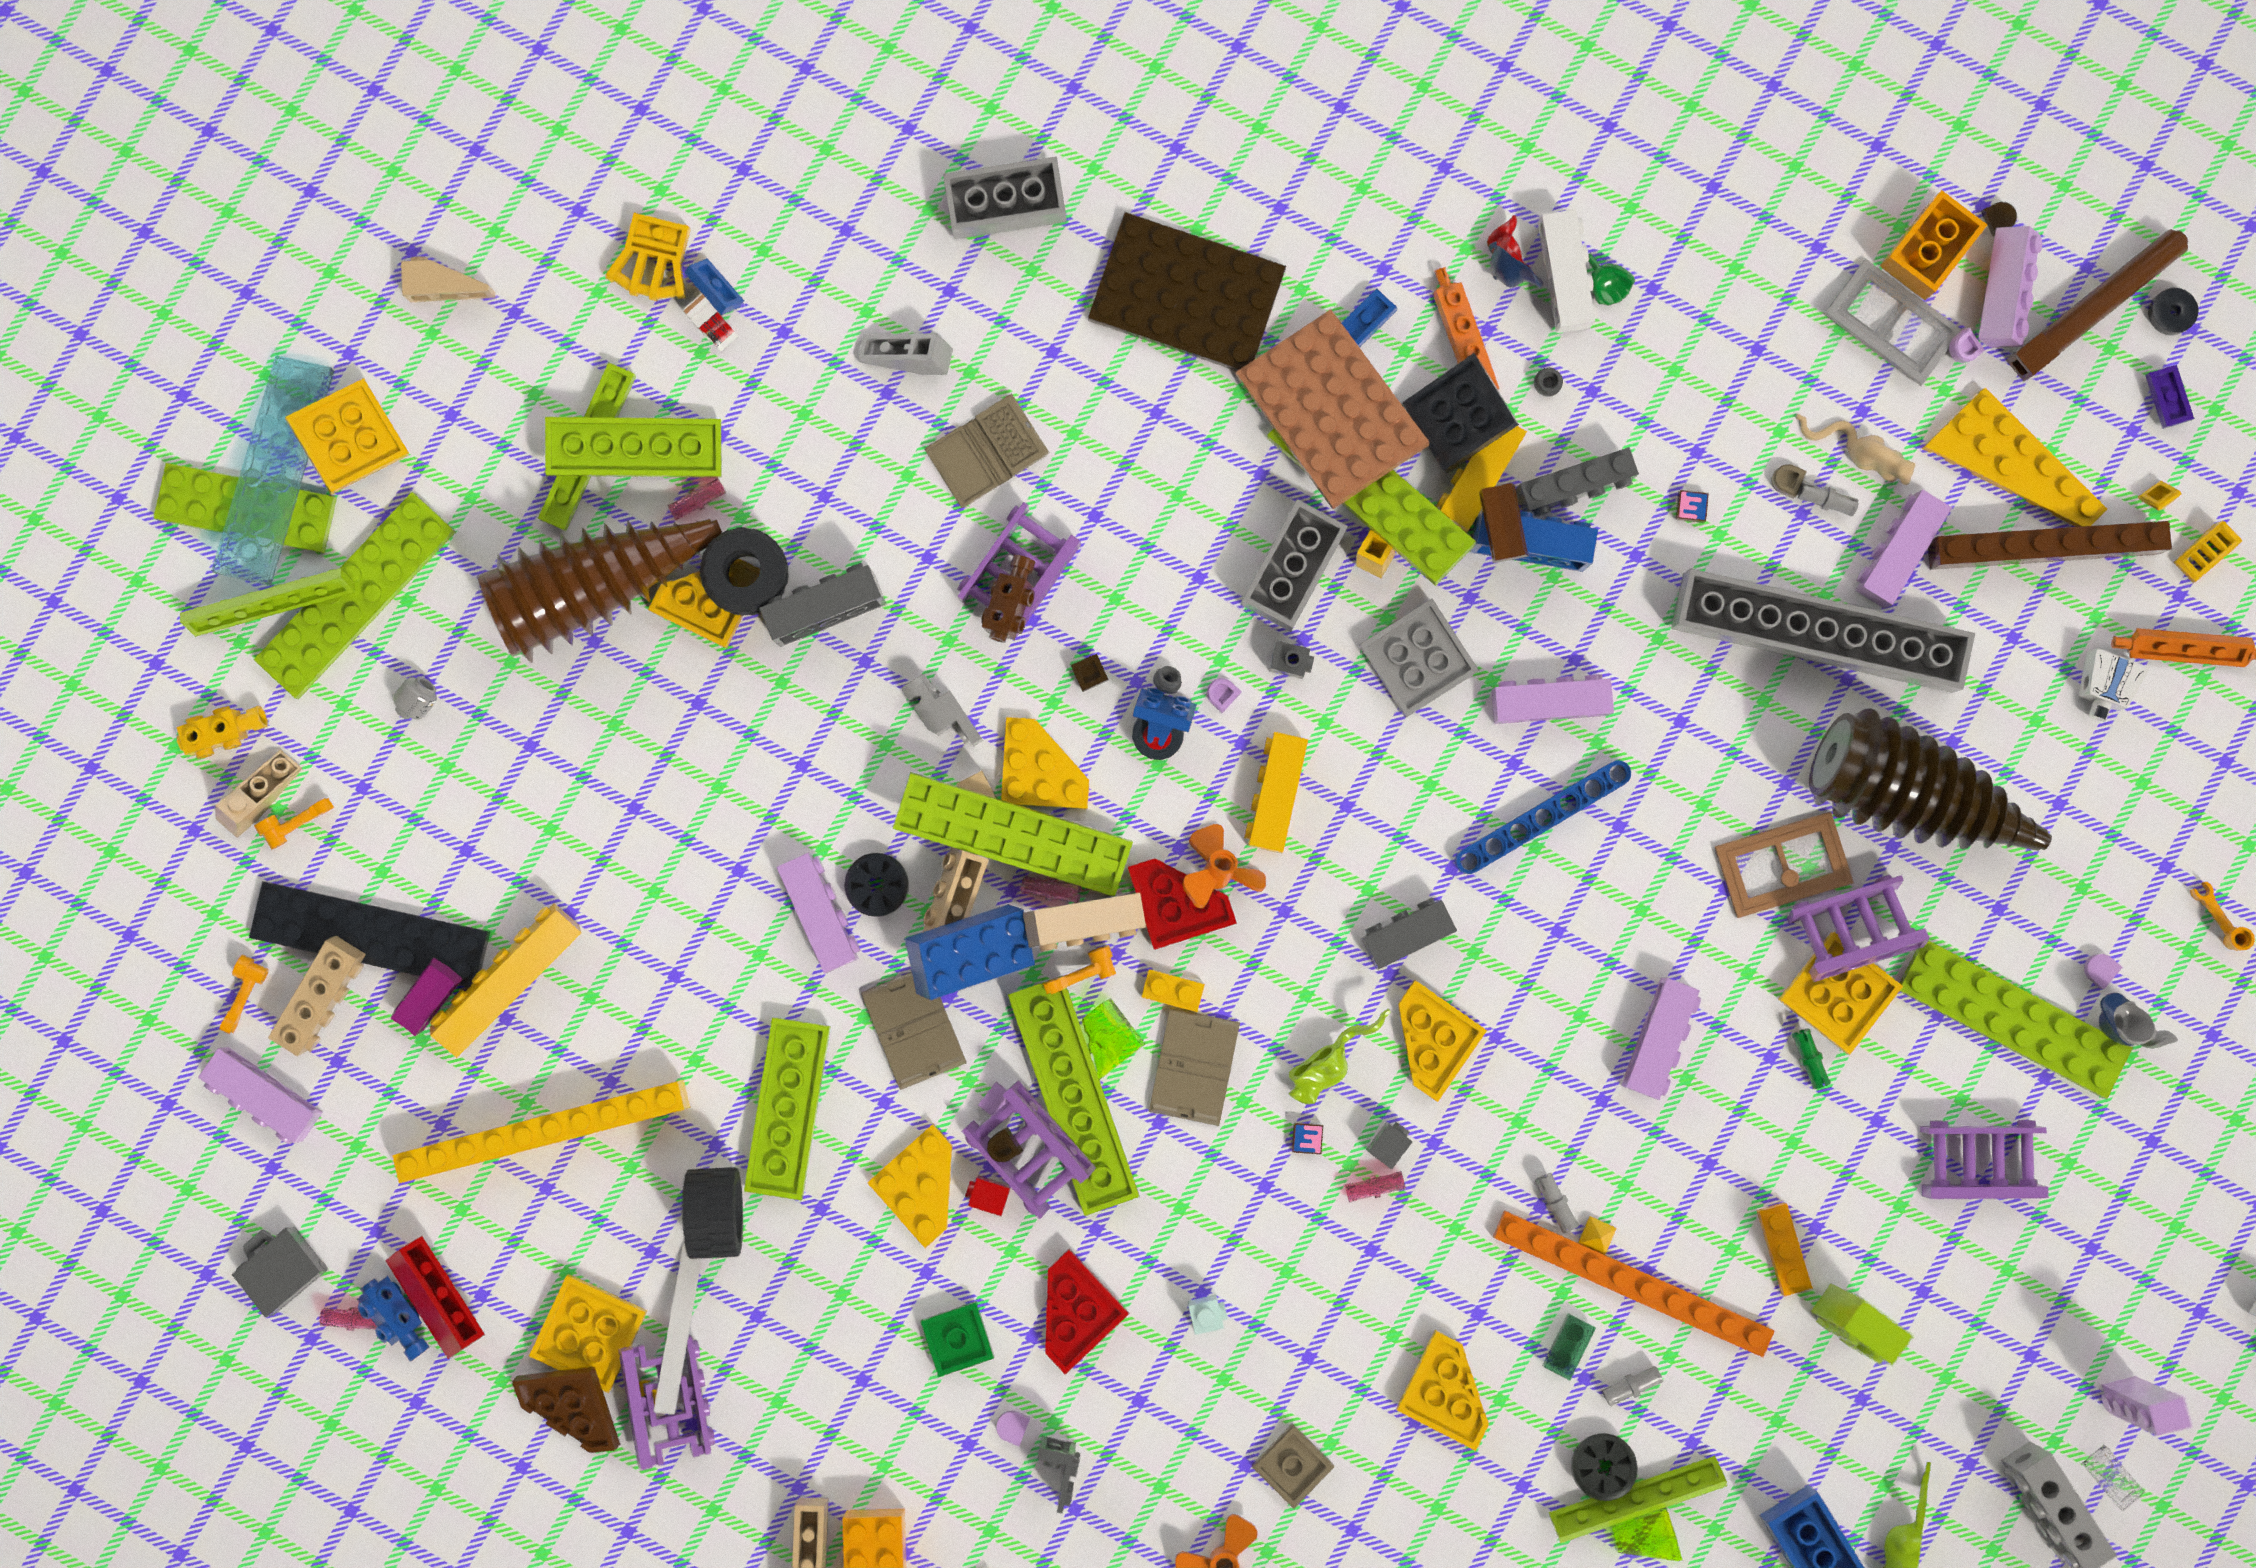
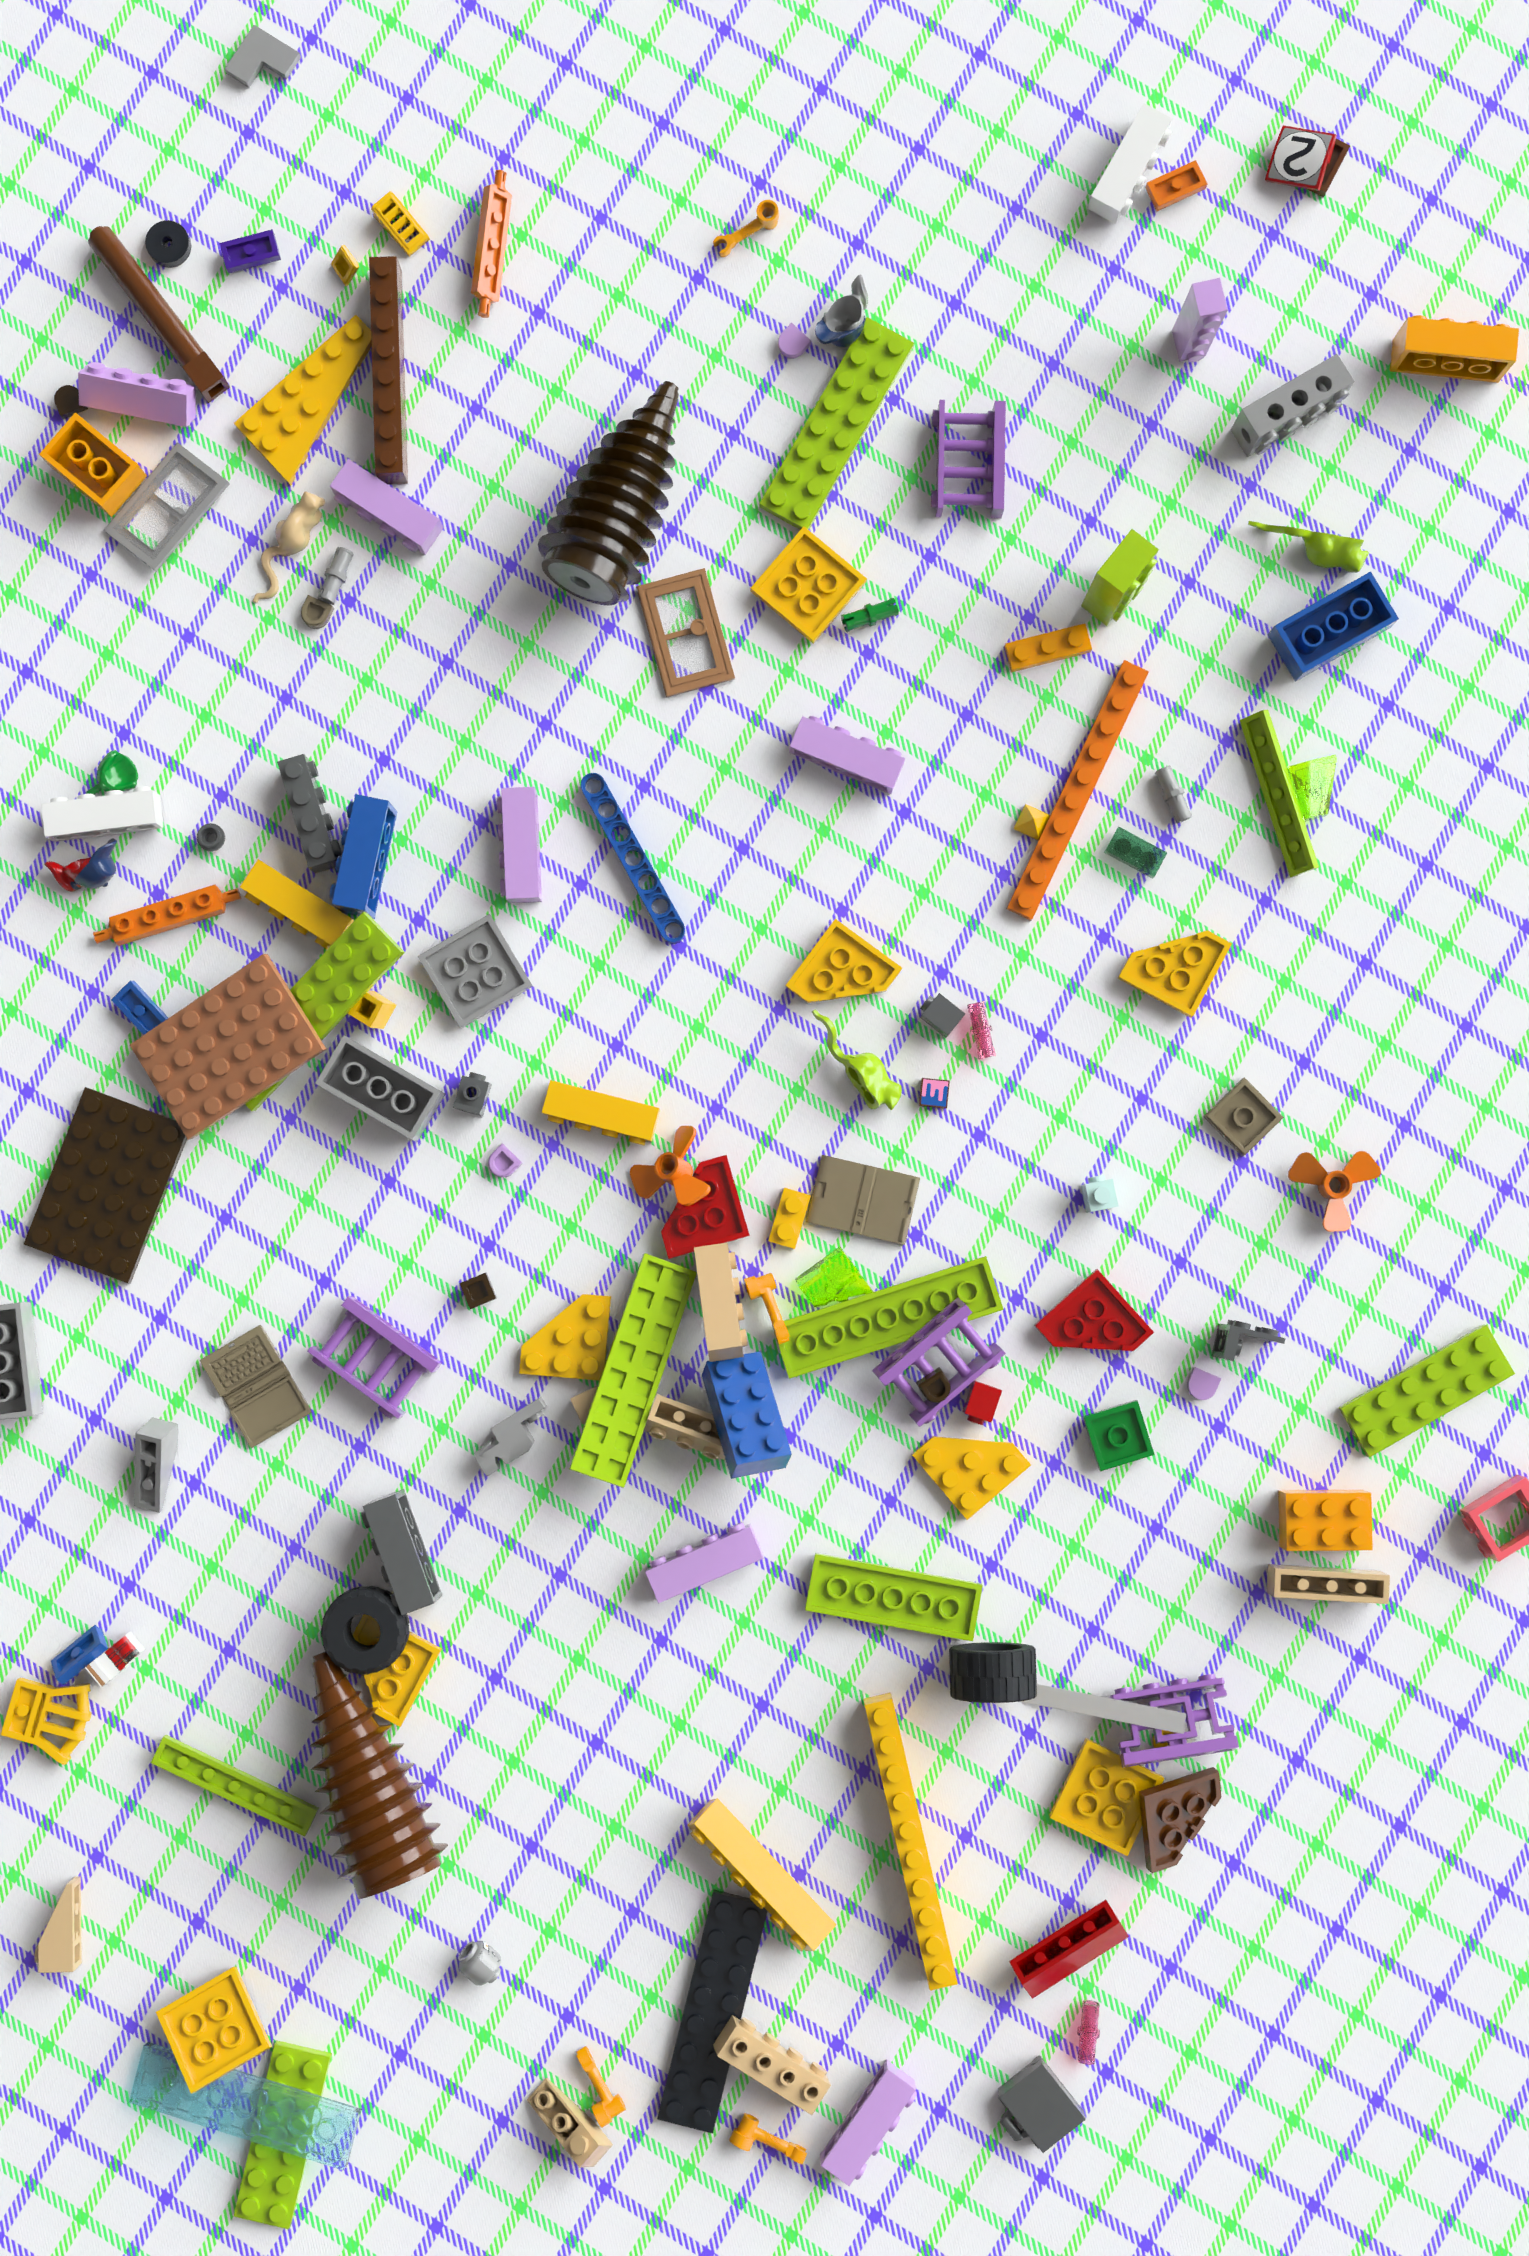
camera: 90 degrees left, 0 degrees up
(212, 737) = (512, 2169): yellow brick -> none
(267, 602) = (378, 2112): lime plate -> none
(380, 572) = (375, 2023): lime plate -> none
(386, 1313) = (1084, 1997): blue brick -> none
(426, 997) = (776, 1954): magenta piece -> none
(633, 447) = (237, 1739): lime plate -> none
(697, 499) = (291, 1675): clear pink pin -> none
(858, 886) = (696, 1504): black wheel -> none
(912, 1031) = (822, 1472): dark tan piece -> none
(993, 1099) = (889, 1394): lavender tile -> none
(1011, 603) = (407, 1366): reddish brown brick -> none
(1051, 889) = (688, 1333): clear pink pin -> none
(1161, 723) = (530, 1222): blue plate -> none
(1167, 679) = (487, 1214): dark grey plate -> none
(1408, 932) = (740, 990): dark grey brick -> none
(1460, 413) = (237, 922): black plate -> none
(1503, 522) = (345, 884): reddish brown piece -> none
(1557, 1203) = (1000, 858): light grey pin -> none
(1585, 1465) = (1254, 807): pearl dark grey wheel -> none
(1692, 506) = (338, 704): tile -> none
(1823, 631) = (462, 586): light grey brick -> none
(1854, 957) = (773, 570): medium lavender fence -> none
(1965, 346) = (193, 439): lavender tile -> none
(2109, 682) = (521, 320): white torso -> none
(2113, 1478) = (1265, 355): clear plate -> none

